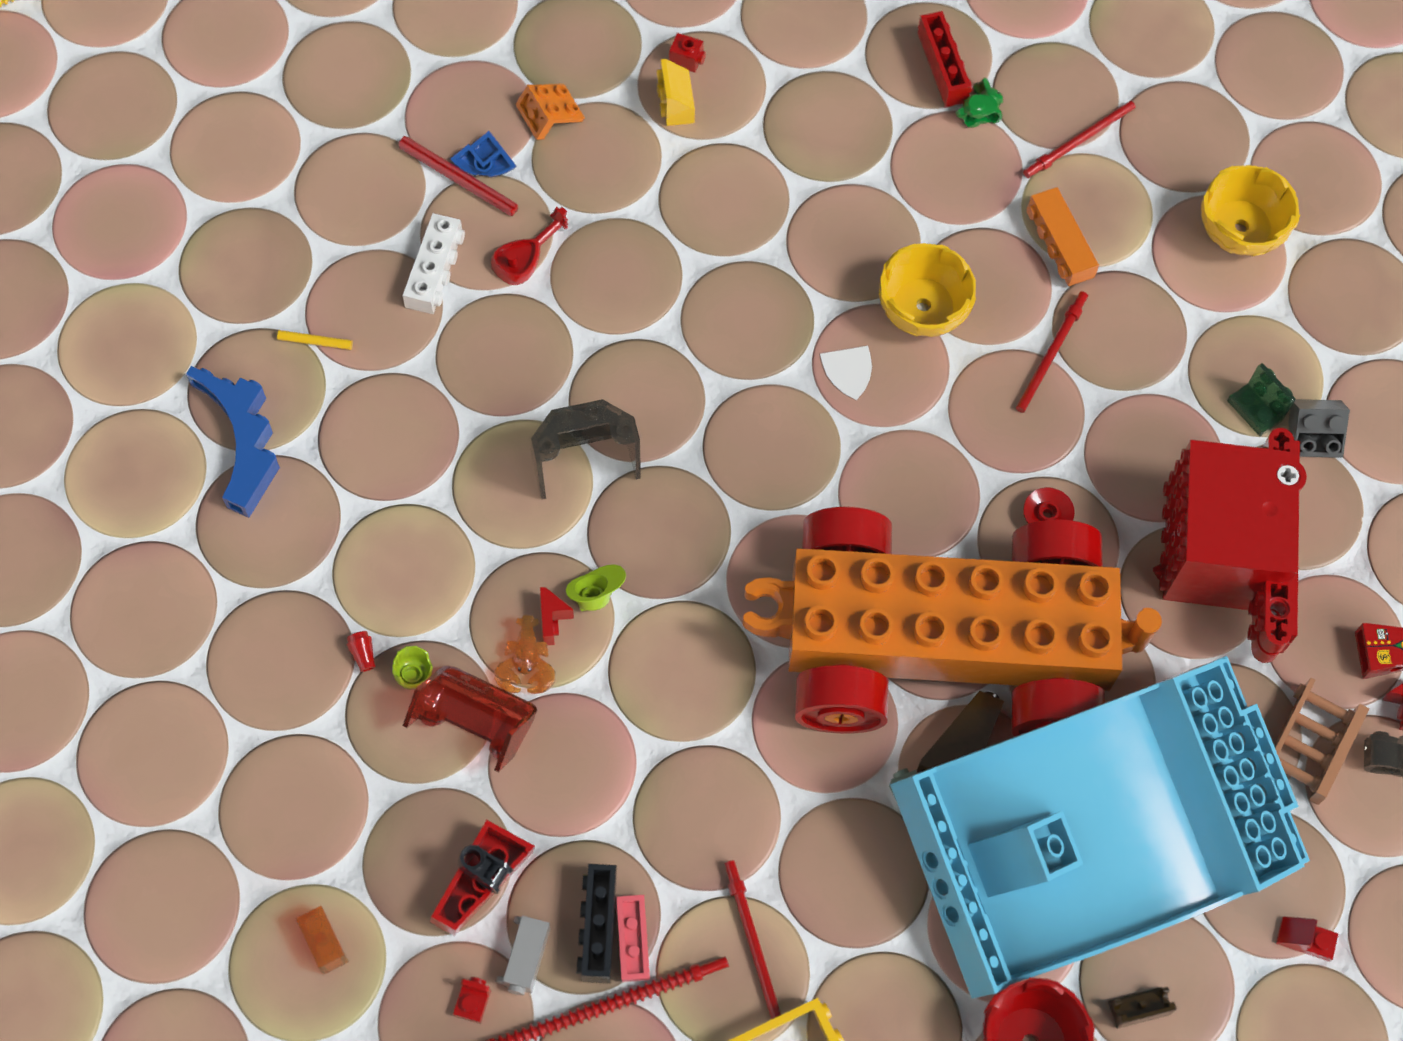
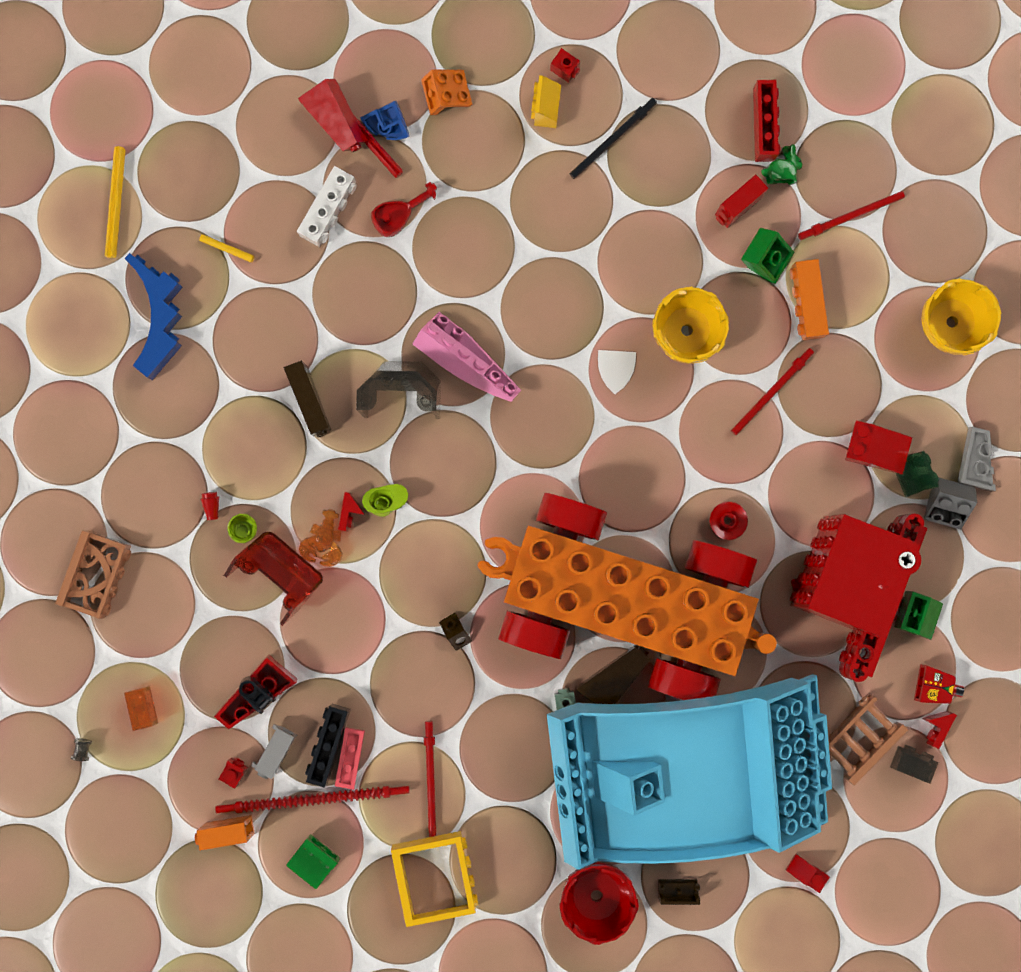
camera: 15 degrees right, 20 degrees up
(158, 318) = (115, 202): none -> yellow axle
(200, 745) = (78, 562): none -> nougat fence
(246, 1021) = (81, 749): none -> clear smoke bush
(417, 158) = (333, 114): none -> red slope
(462, 486) = (307, 398): none -> dark brown slope
(651, 396) = (463, 357): none -> bright pink wedge
(731, 732) = (454, 630): none -> dark brown bracket
(790, 86) = (640, 113): none -> black bar
(943, 146) = (741, 201): none -> red brick
(995, 200) = (768, 255): none -> green slope
(1204, 381) = (878, 447): none -> red slope
(1328, 566) = (918, 614): none -> green slope
(1330, 372) = (976, 460): none -> light grey wing

